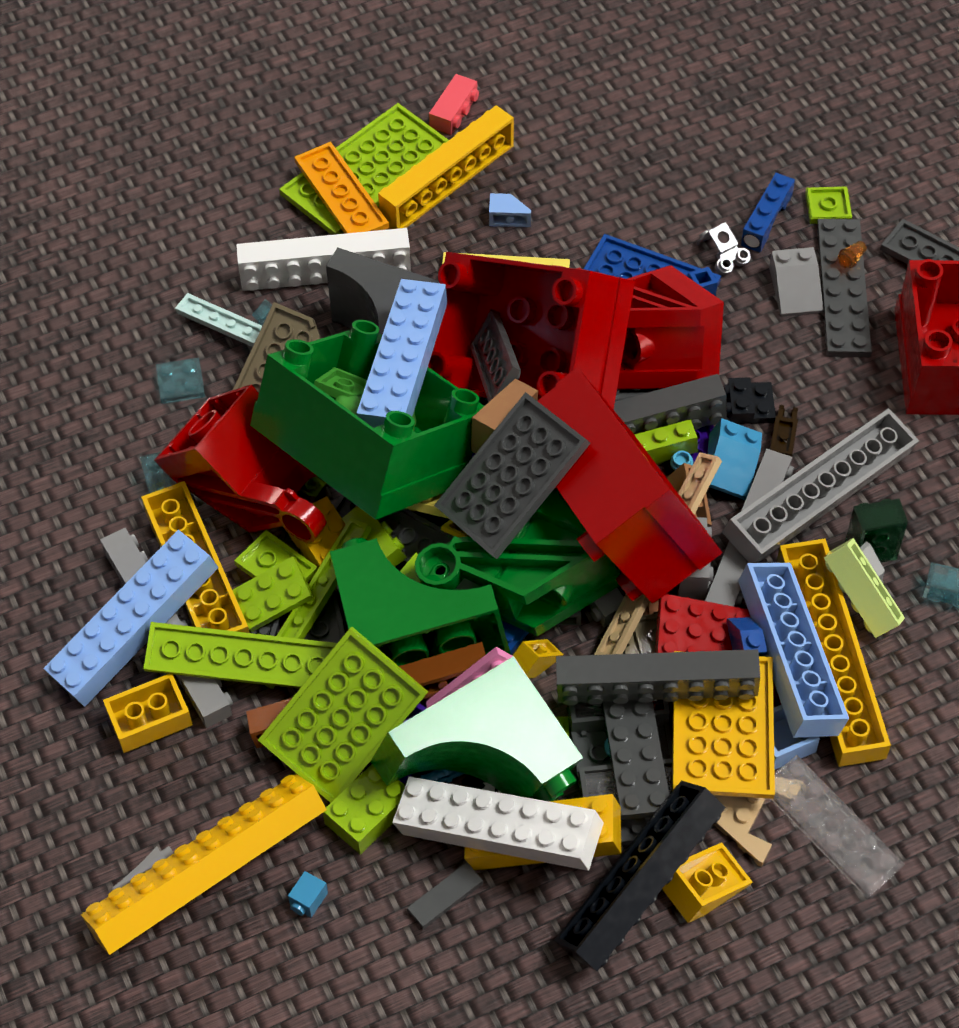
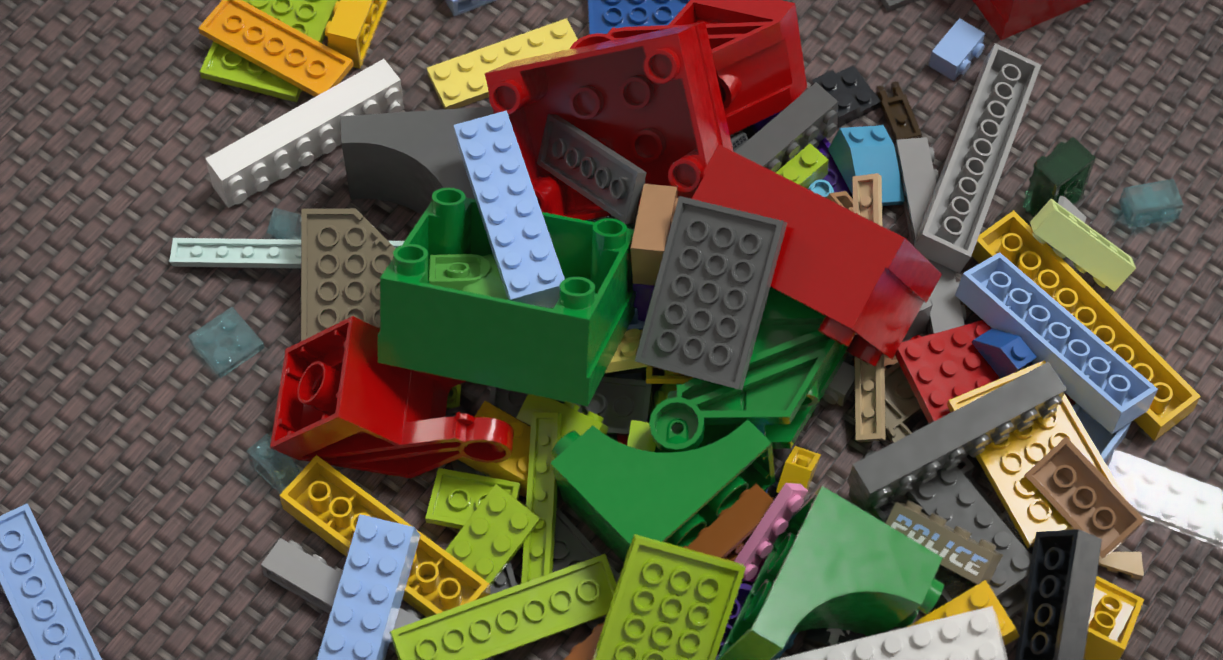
camera: 30 degrees left, 5 degrees up
(601, 754) = (959, 552): none -> dark tan brick
(737, 773) = (1084, 496): none -> medium nougat slope
(861, 404) = (957, 50): none -> light blue brick

